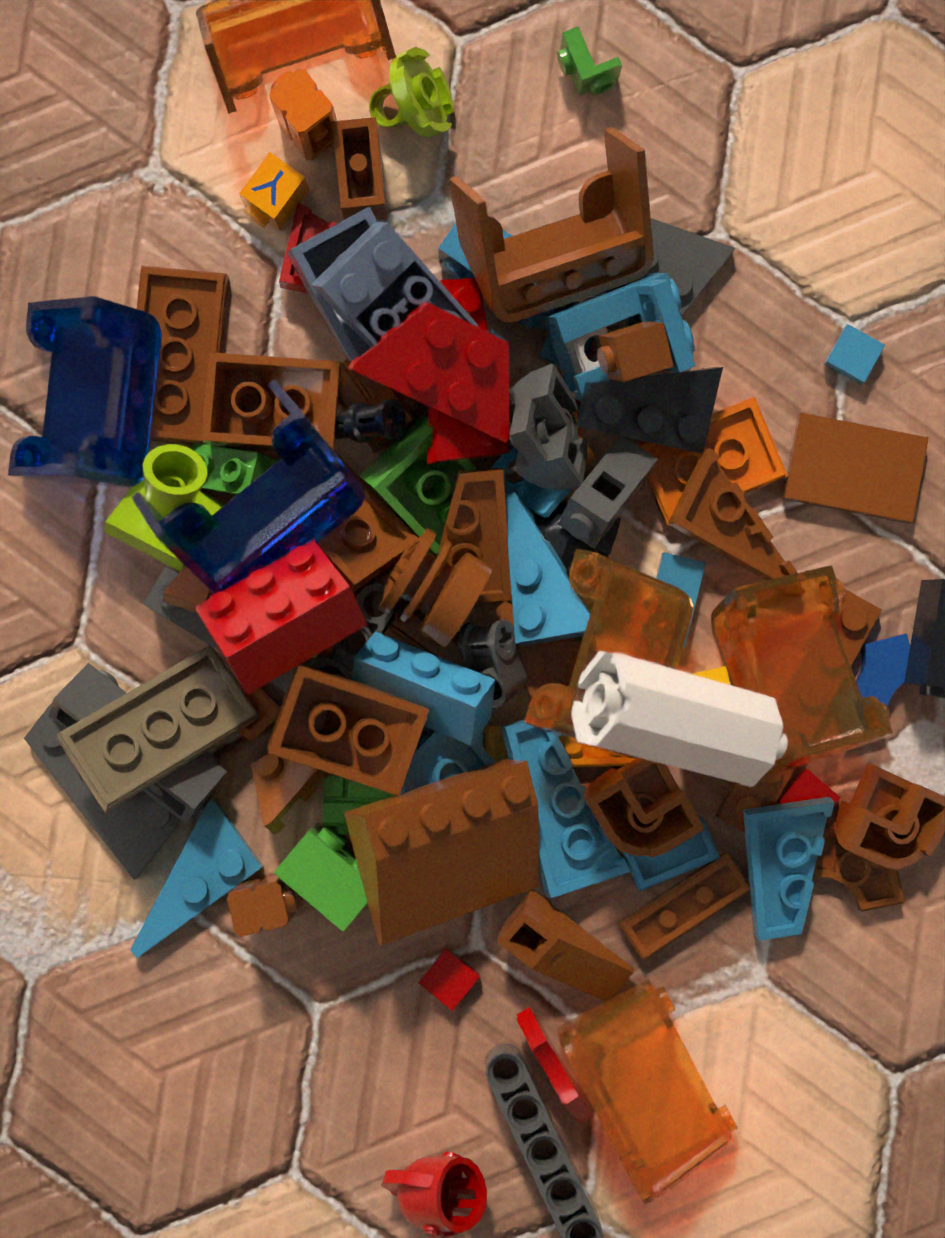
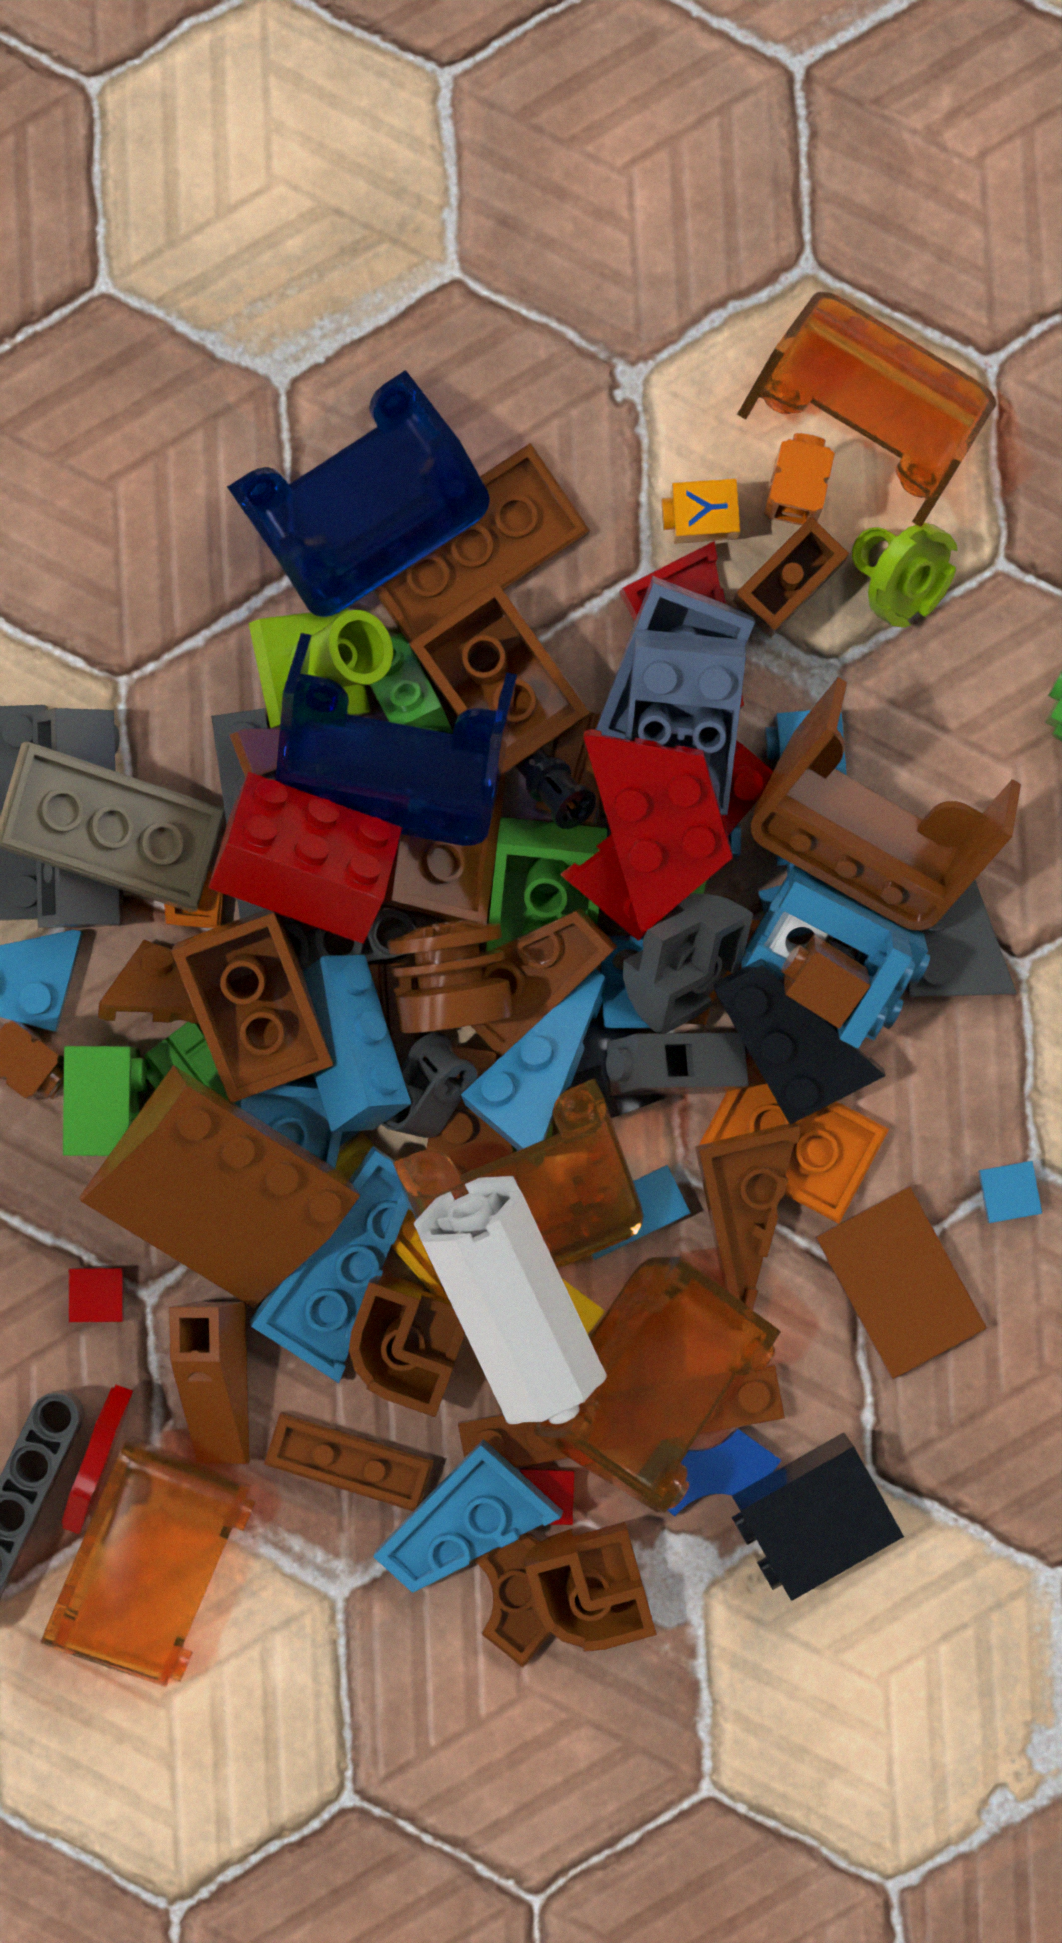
camera: 45 degrees right, 0 degrees up
(681, 859) = (392, 1421): dark azure tile -> none

